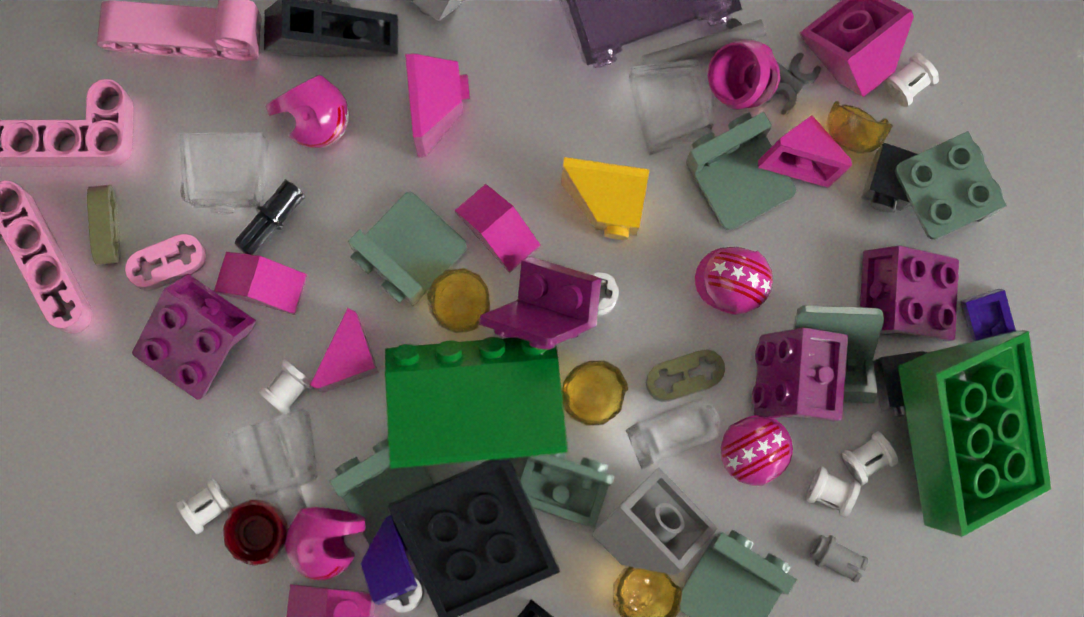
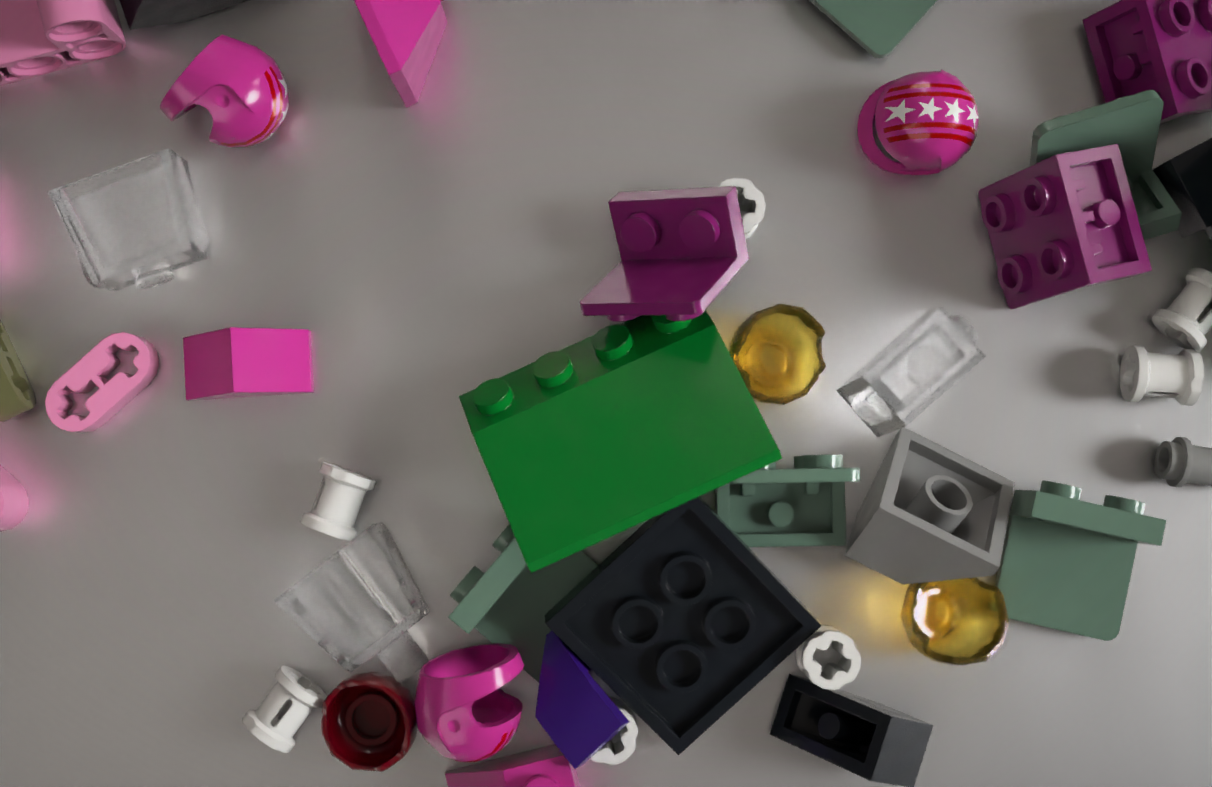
camera: 15 degrees left, 5 degrees up
(191, 335) = (175, 472): magenta bracket -> none
(269, 217) = (226, 267): black axle -> none
(346, 357) = (408, 426): dark pink slope -> none
(407, 248) = (439, 242): sand green bracket -> none
(458, 300) = (538, 291): clear yellow hair -> none
(498, 227) = (556, 166): dark pink slope -> none
(558, 608) = (833, 675): none -> white bush
(607, 194) = (697, 62): yellow slope -> none
(681, 366) = (903, 296): olive beam -> none
(756, 450) = (1034, 355): dark pink helmet -> none

